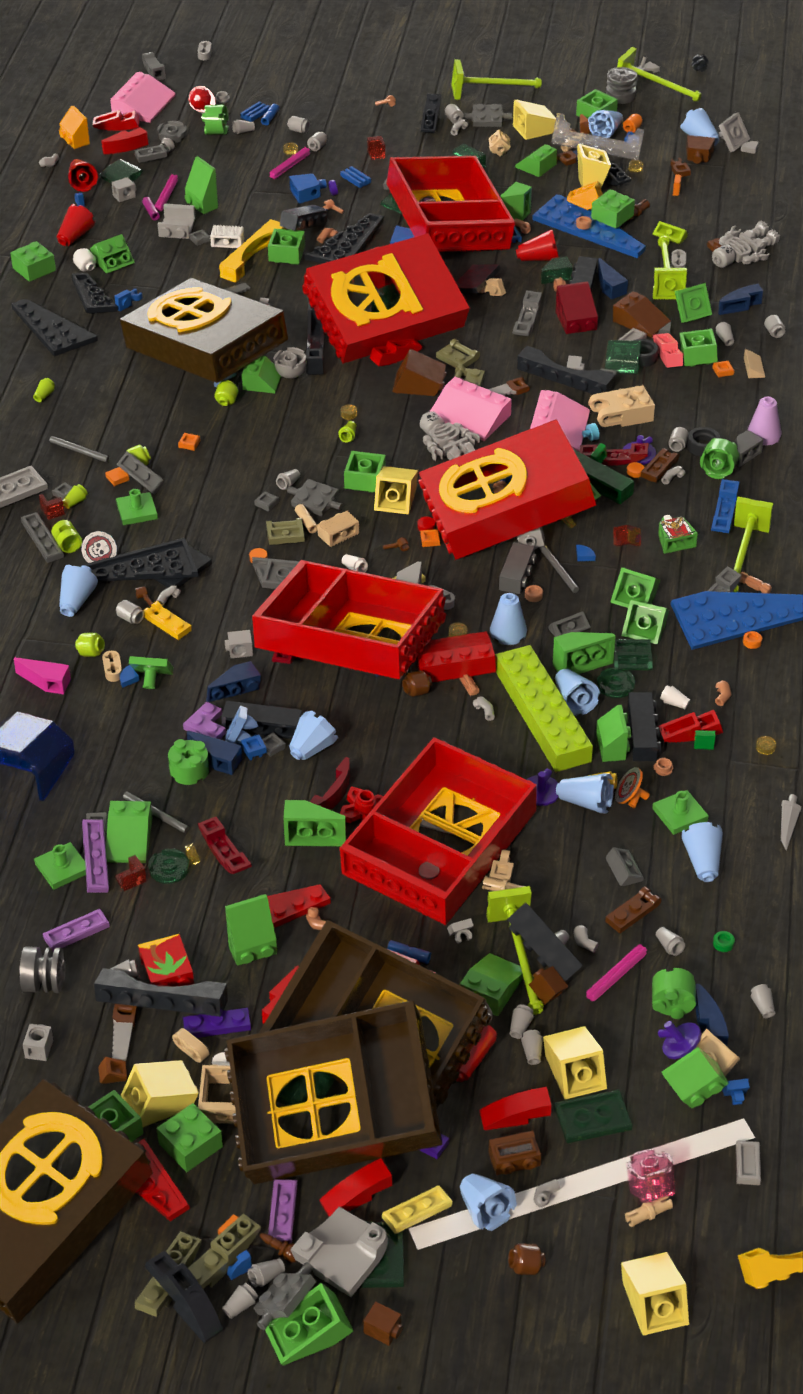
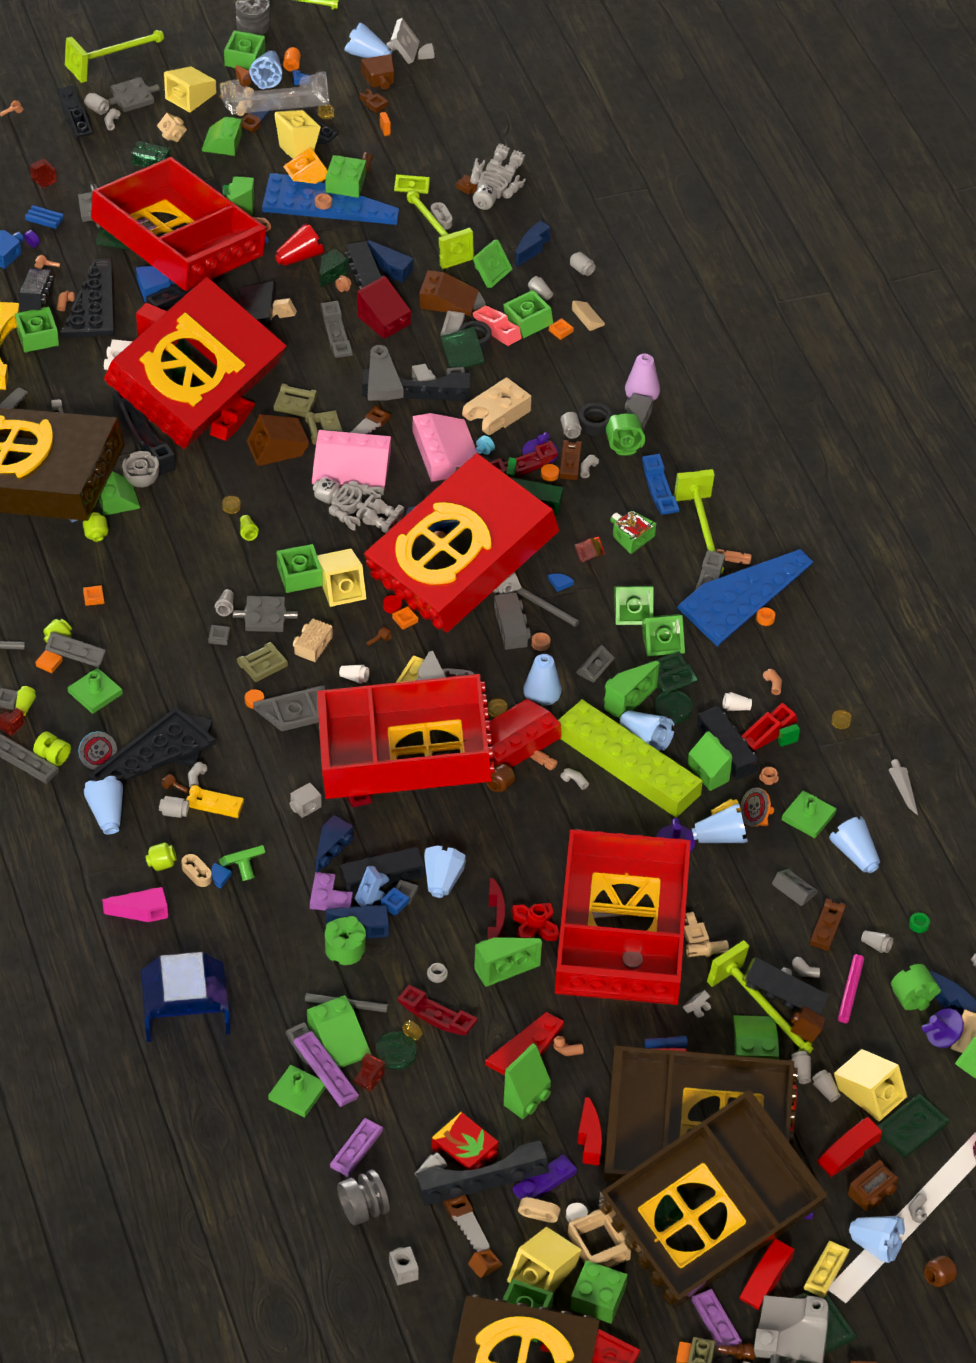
camera: 30 degrees left, 5 degrees up
(249, 817) = (437, 968): none -> light grey plate
(306, 518) = (267, 636): tan piece -> none
(535, 354) = (383, 378): none -> dark grey piece

